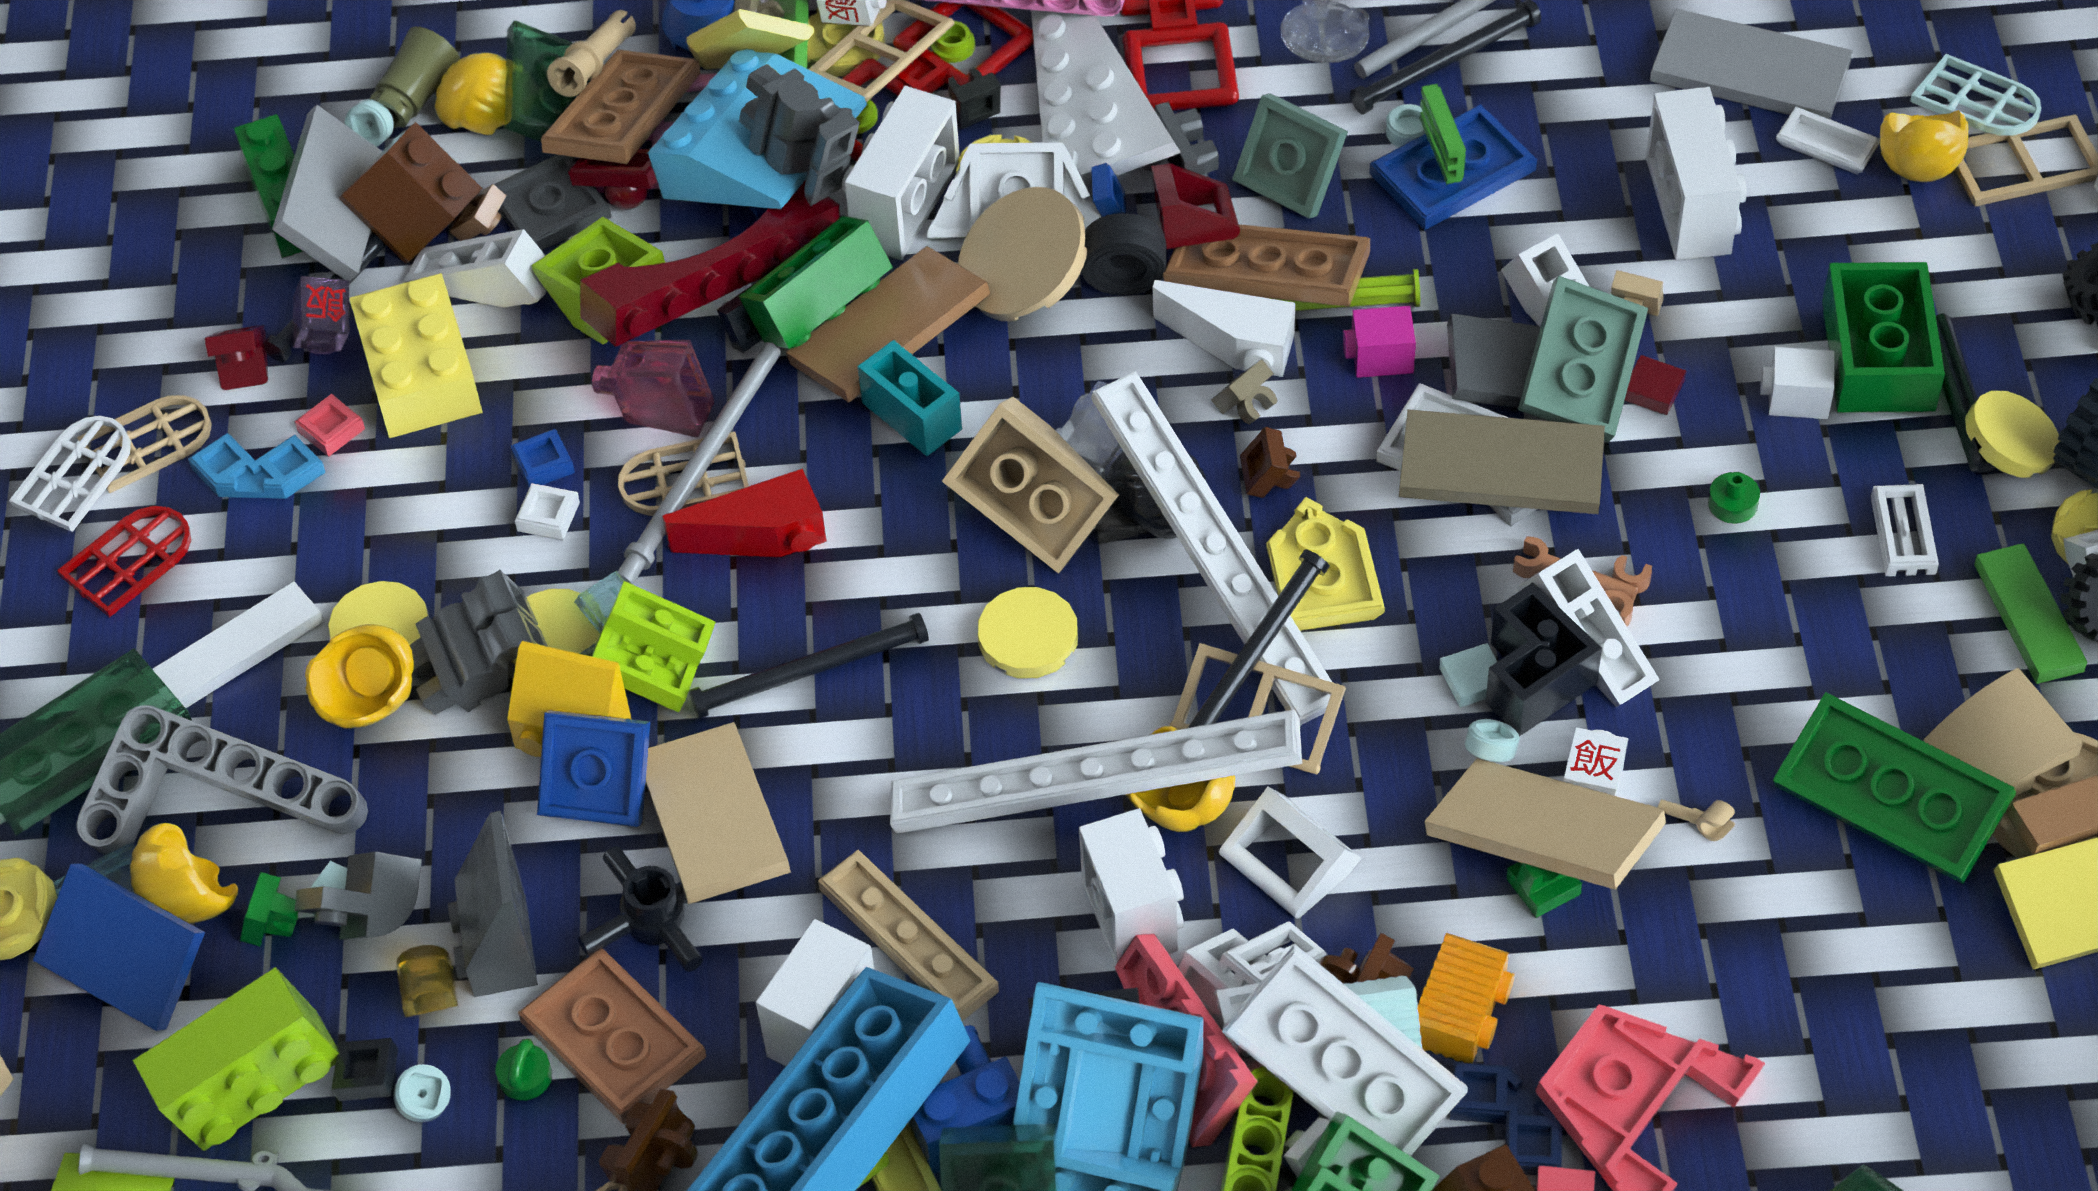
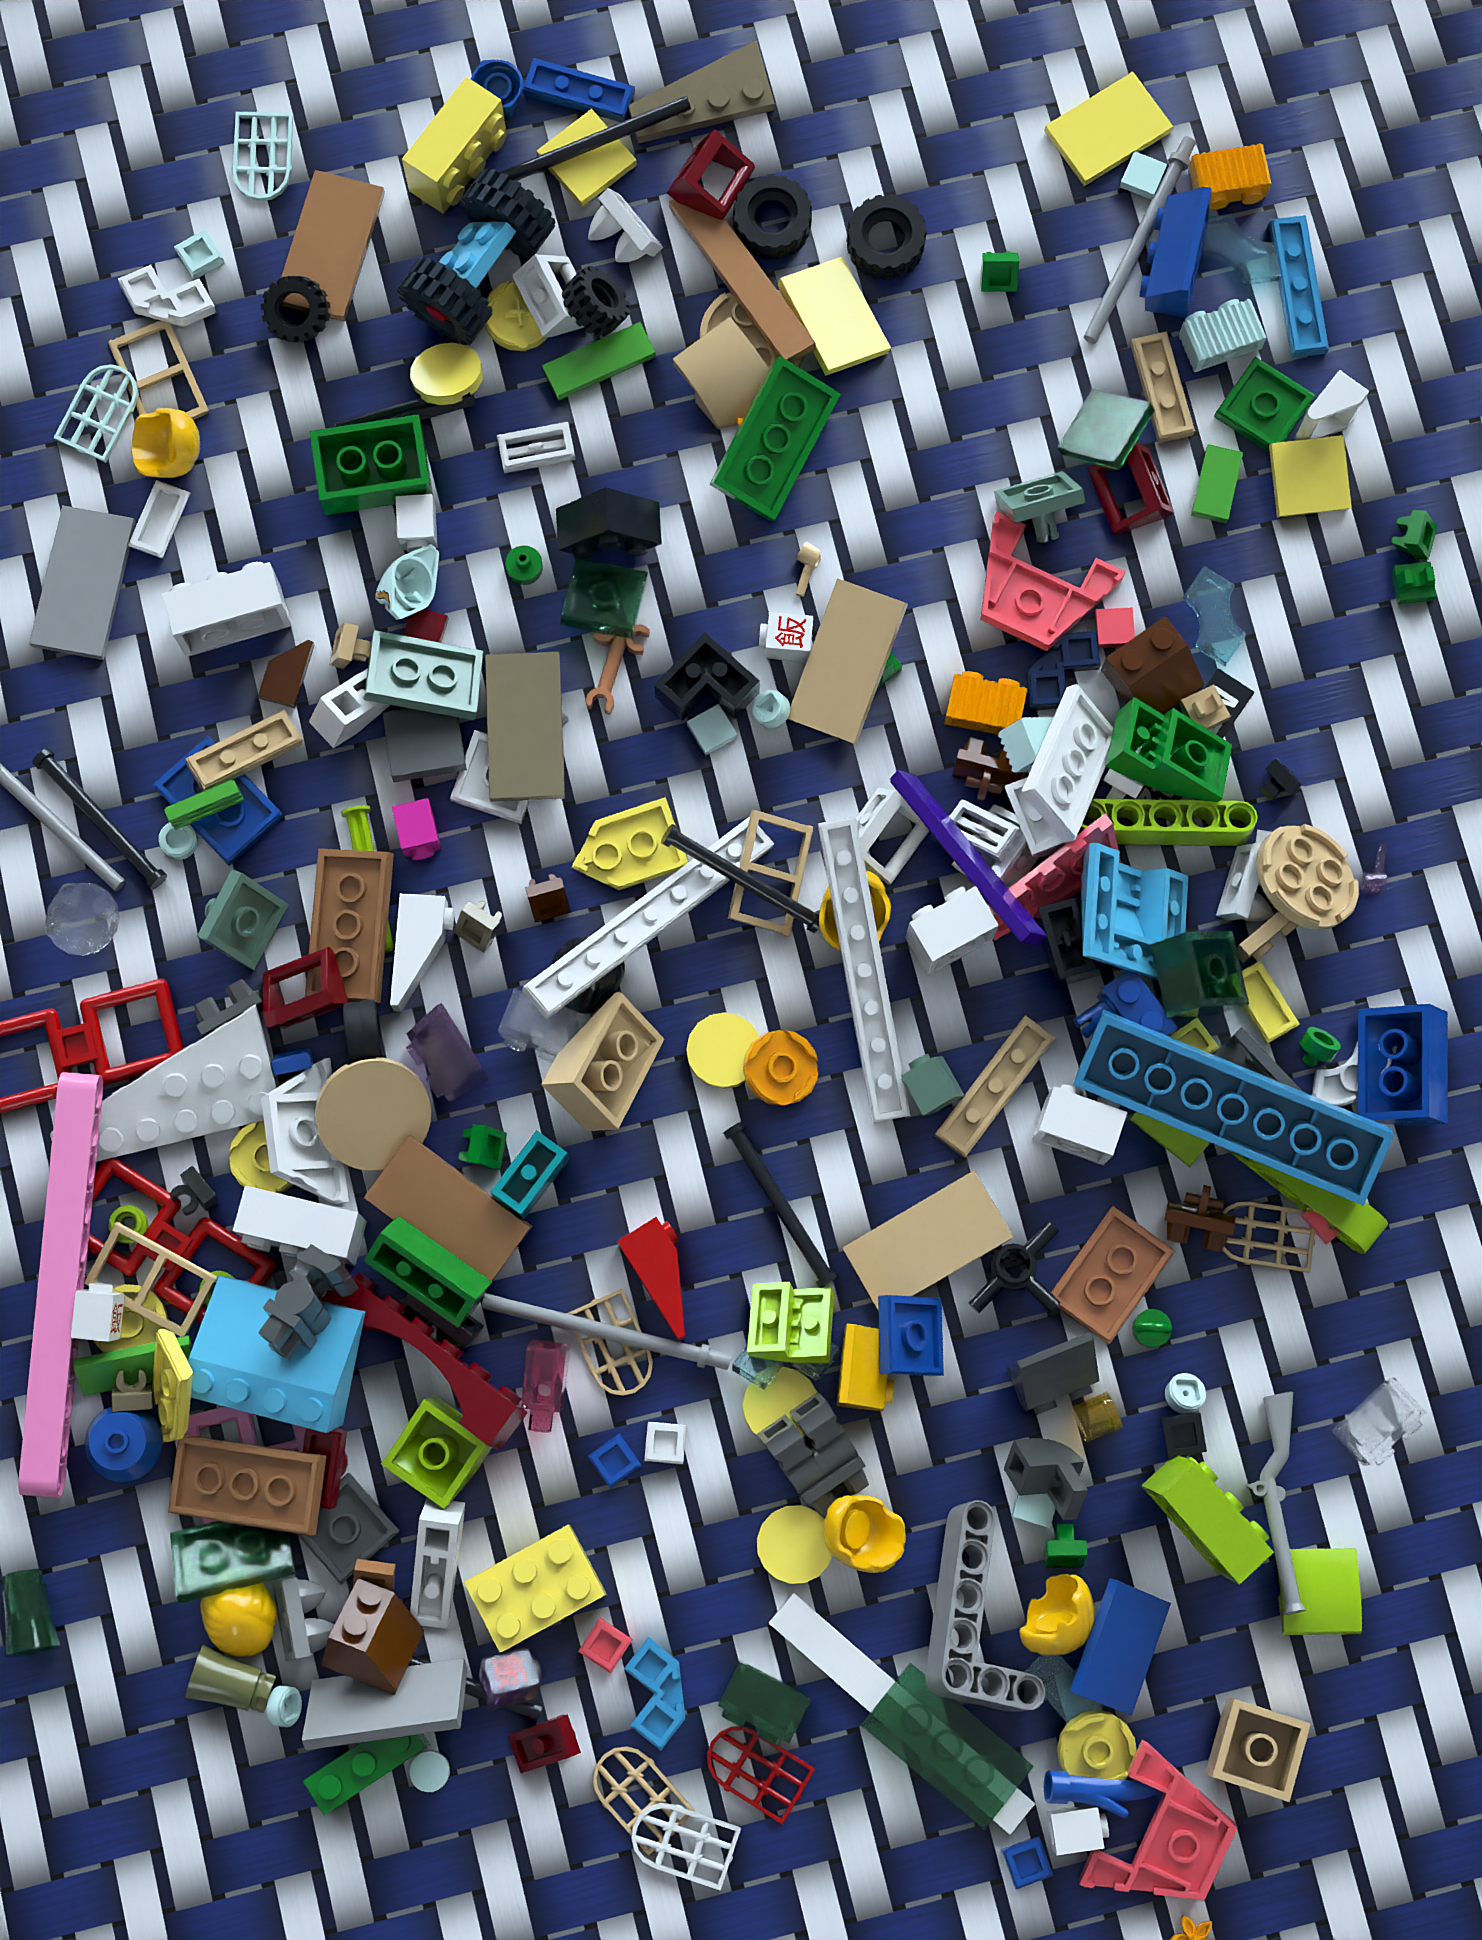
camera: 105 degrees left, 25 degrees up
(198, 546) = (763, 1702): none -> clear green brick
(251, 249) = (429, 1771): none -> light aqua tile
(479, 140) = (300, 1634): none -> light grey tile
(585, 58) = (200, 1527): tan pin -> none
(923, 846) = (931, 1084): none -> sand green brick
(960, 365) = (485, 1146): none -> green tile
(988, 685) = (781, 1067): none -> light orange tile
(1084, 339) = (446, 1054): none -> clear purple slope
(1226, 915) = (967, 858): none -> dark purple tile
(1509, 186) = (244, 751): none -> tan tile
(1579, 594) = (659, 652): white slope -> none
(1607, 243) = (286, 675): none -> reddish brown tile
(1674, 571) = (604, 598): none -> clear green tile
(1711, 355) = (409, 582): none -> light aqua hat
(1771, 1107) = (1039, 501): none -> sand green tile
(1777, 580) = (608, 522): none -> black brick

